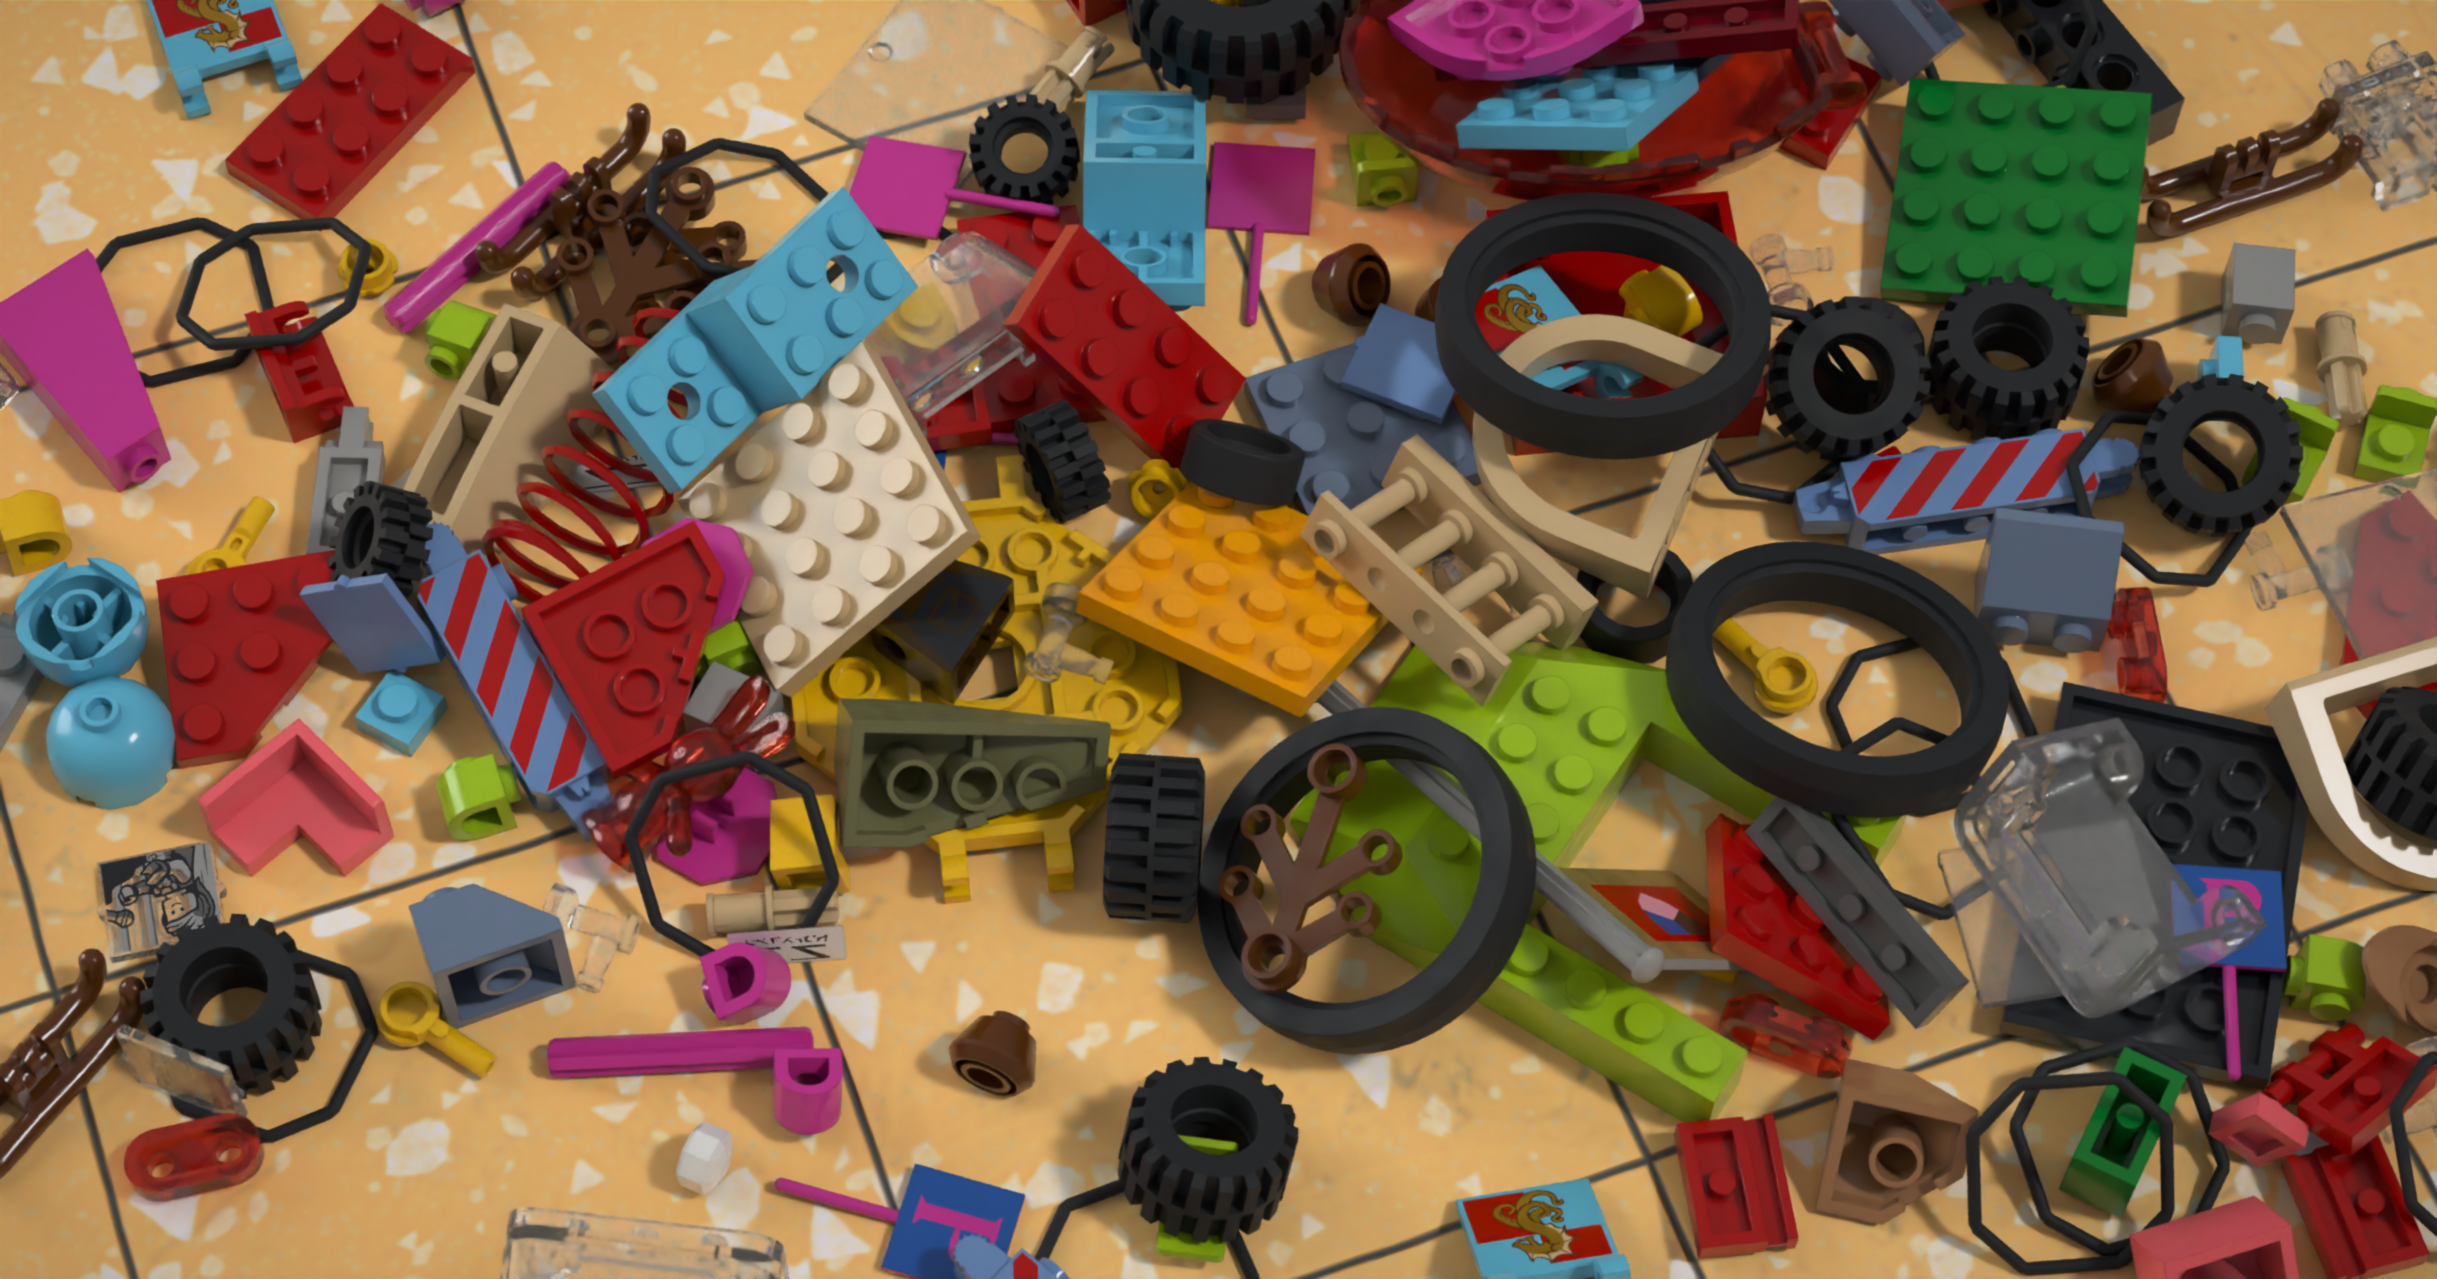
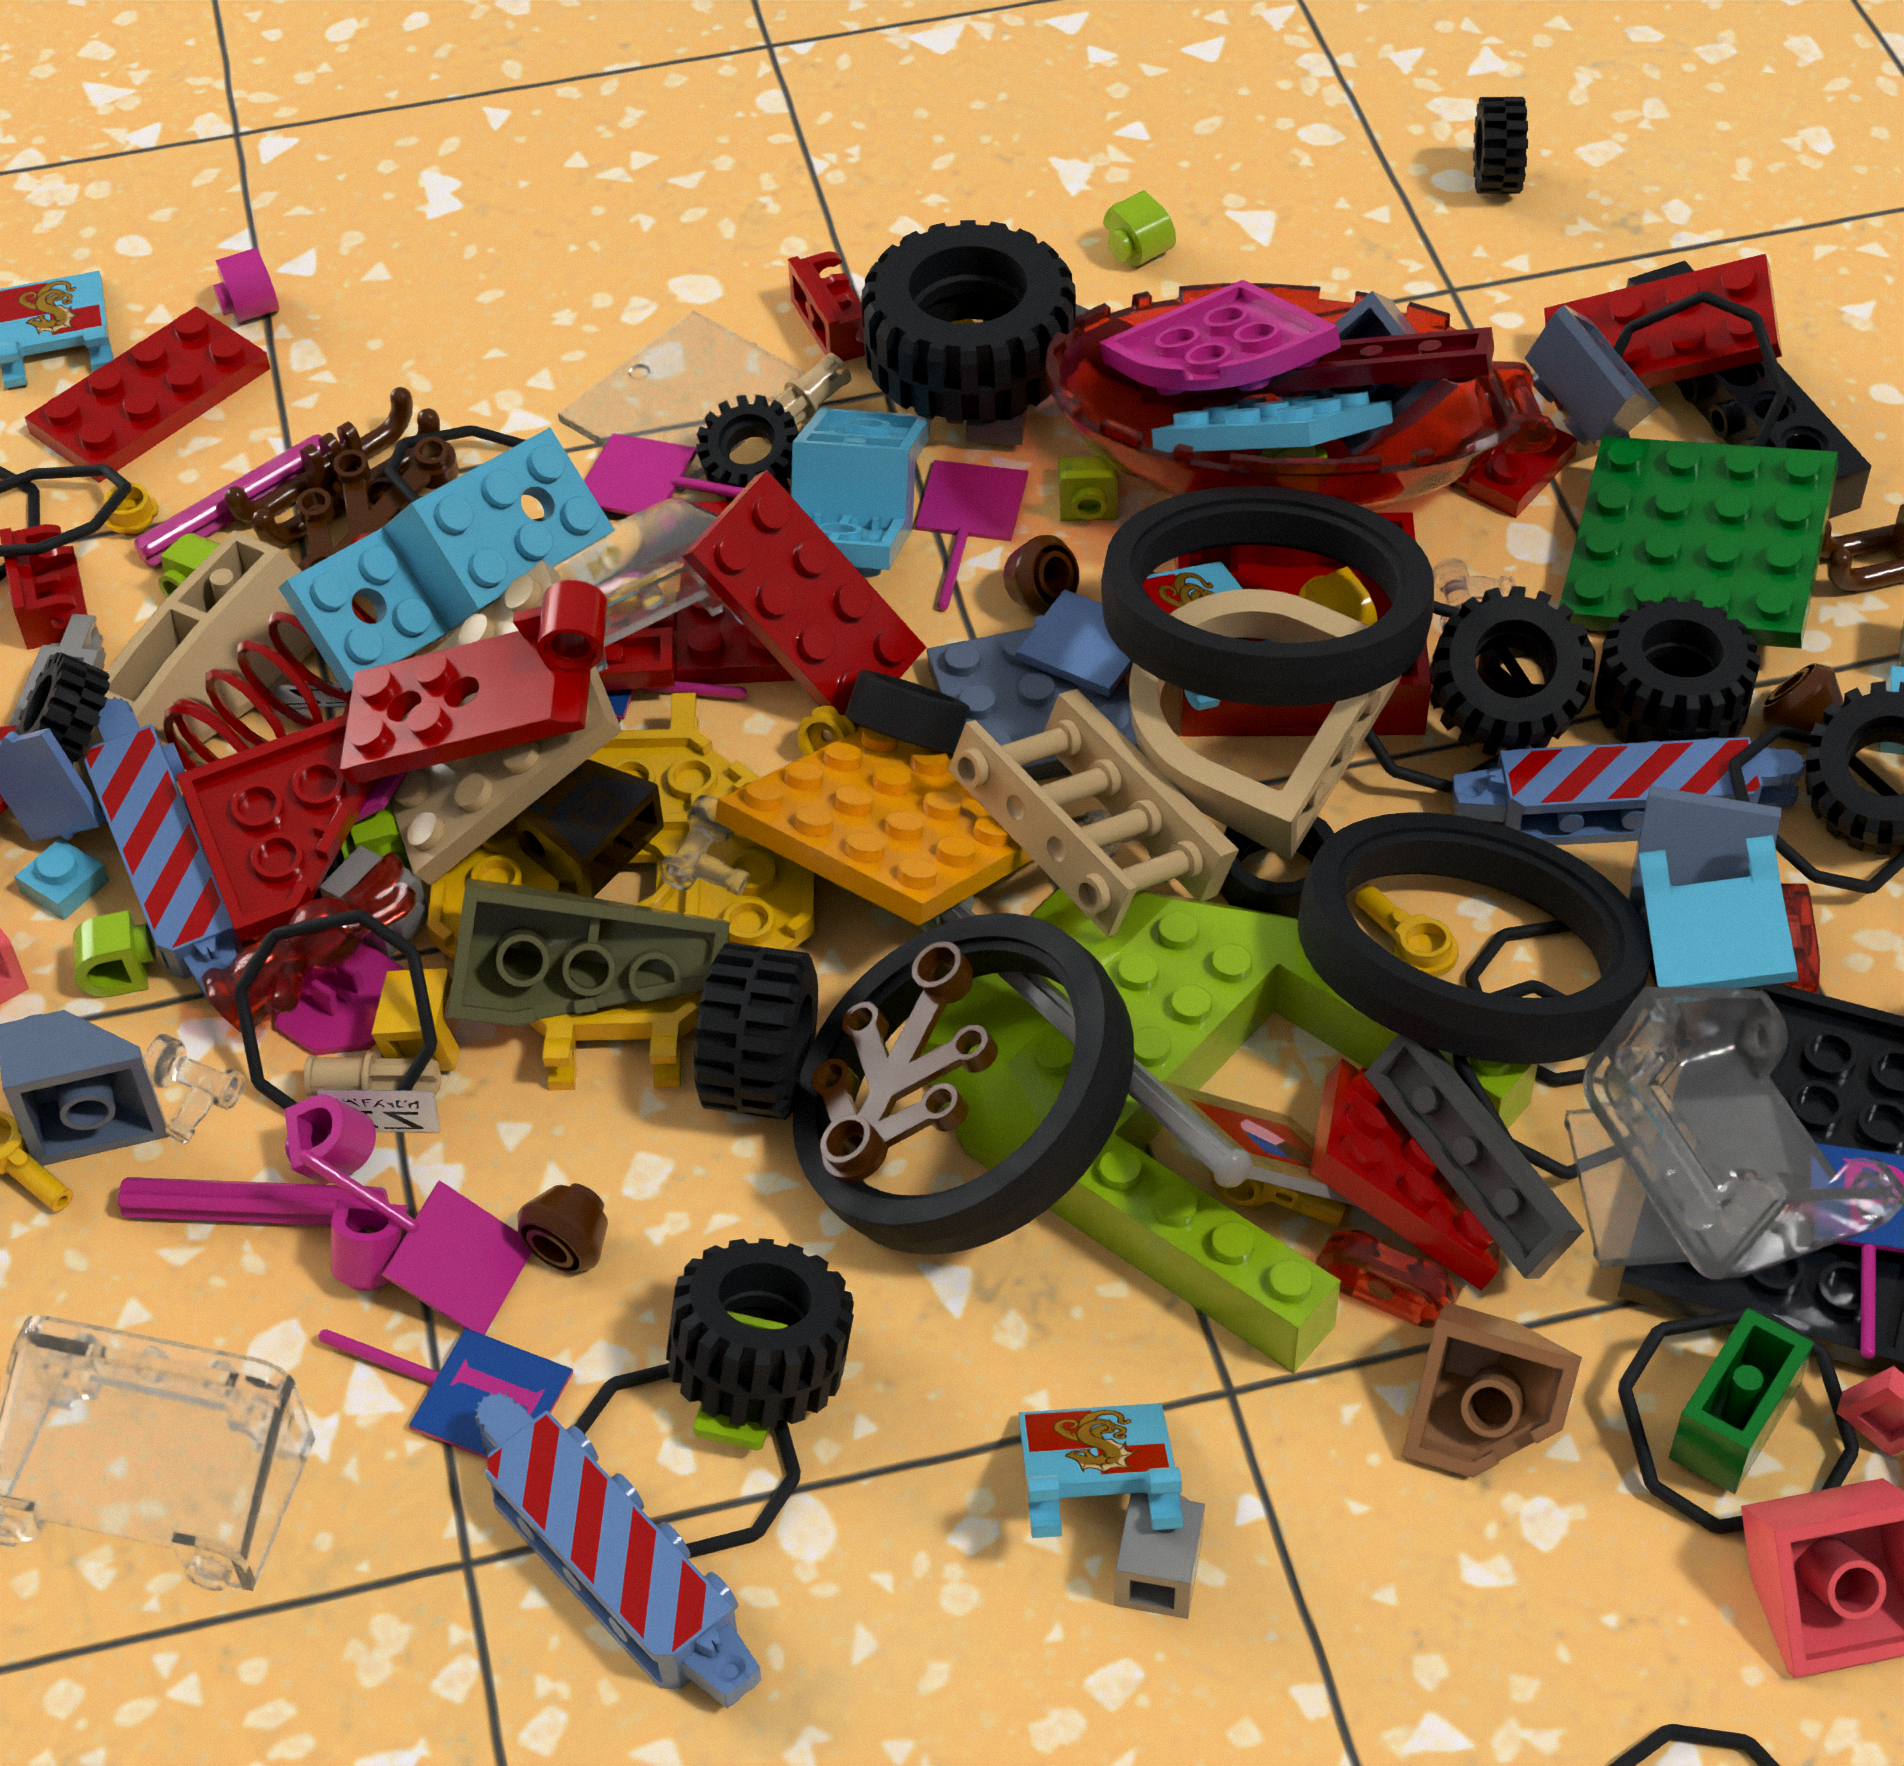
camera: 10 degrees right, 10 degrees down
(704, 1158) = (250, 1301): white tile -> none
(880, 494) = (524, 681): none -> red hinge
(893, 1090) = (452, 1251): none -> dark pink piece
(1062, 461) = (734, 700): black tyre -> none
(1735, 1186) = (1316, 1423): red plate -> none
(2060, 1082) = (1675, 1329): black piece -> none
(2072, 659) = (1721, 929): none -> medium azure flag

